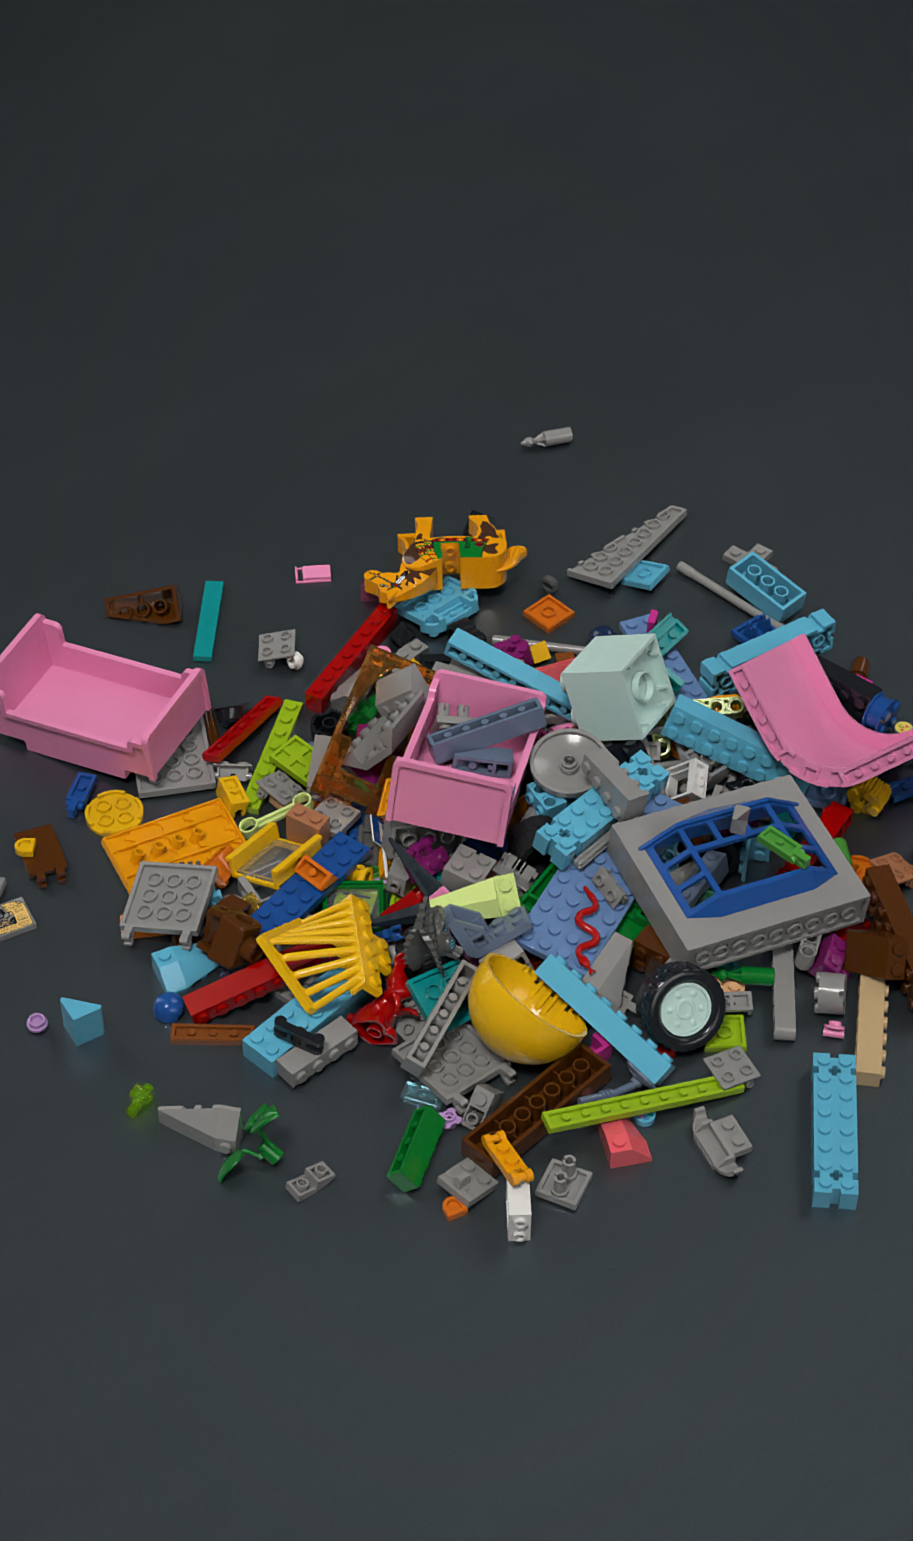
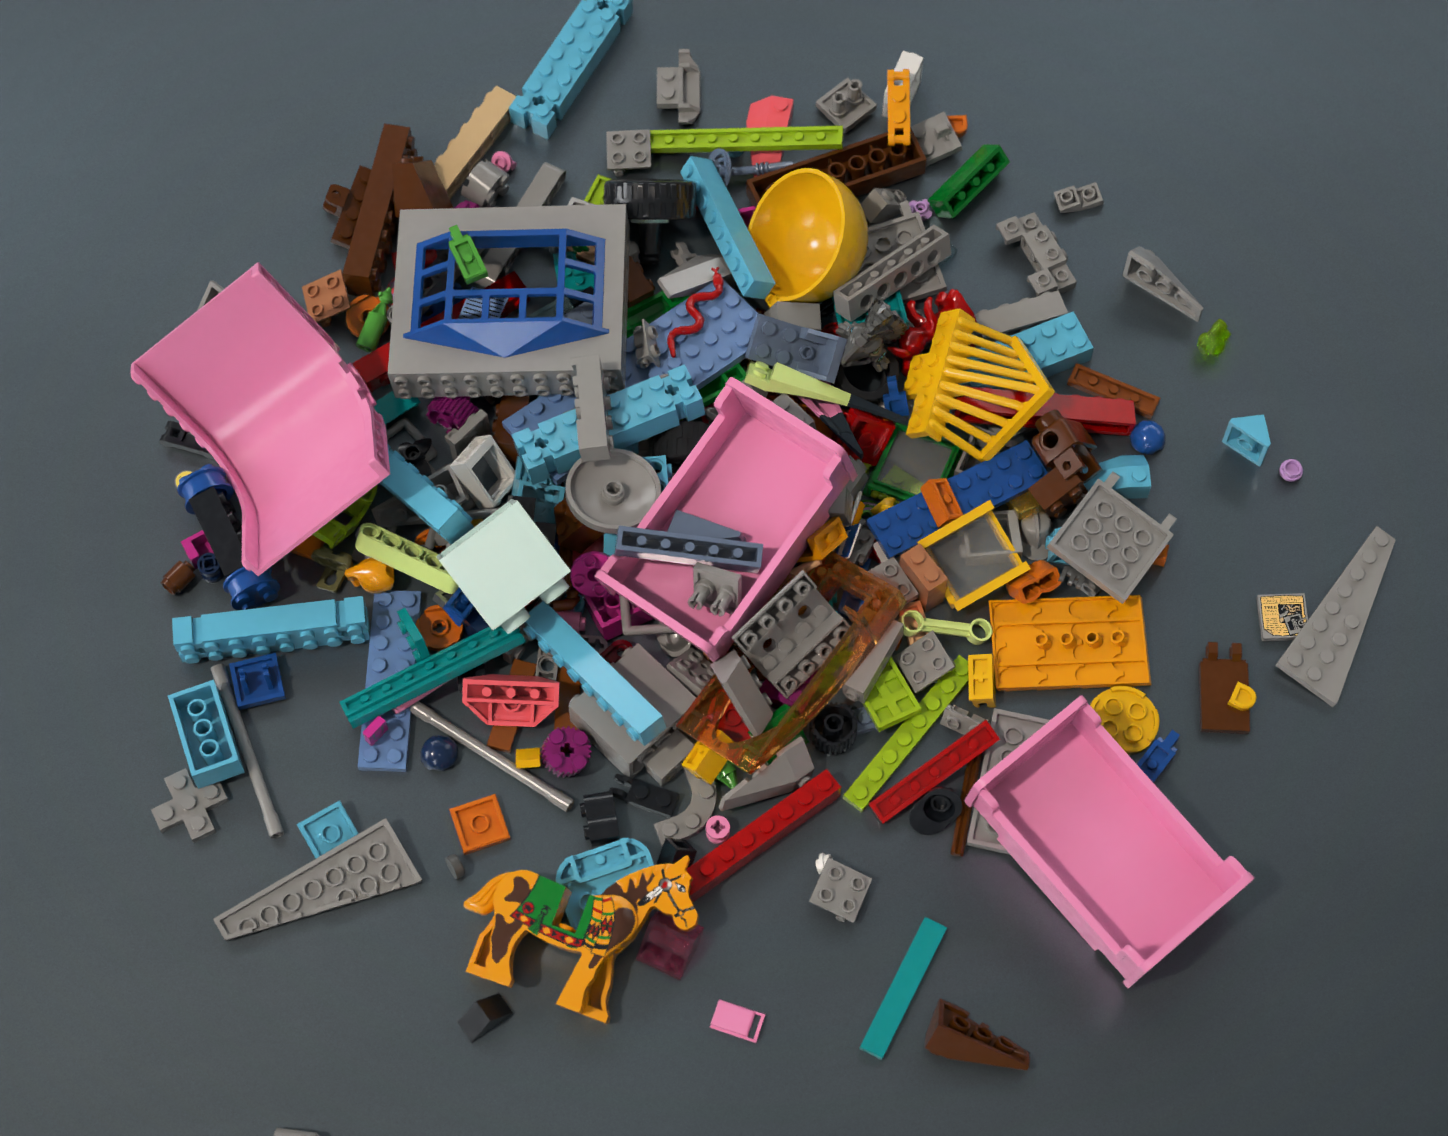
camera: 155 degrees left, 20 degrees up
(267, 1148) = (1116, 211): green plant -> none
(298, 1036) = (1040, 313): black plate -> none
(322, 1117) = (1042, 252): none -> light grey bracket
(739, 819) = (493, 299): light grey slope -> none

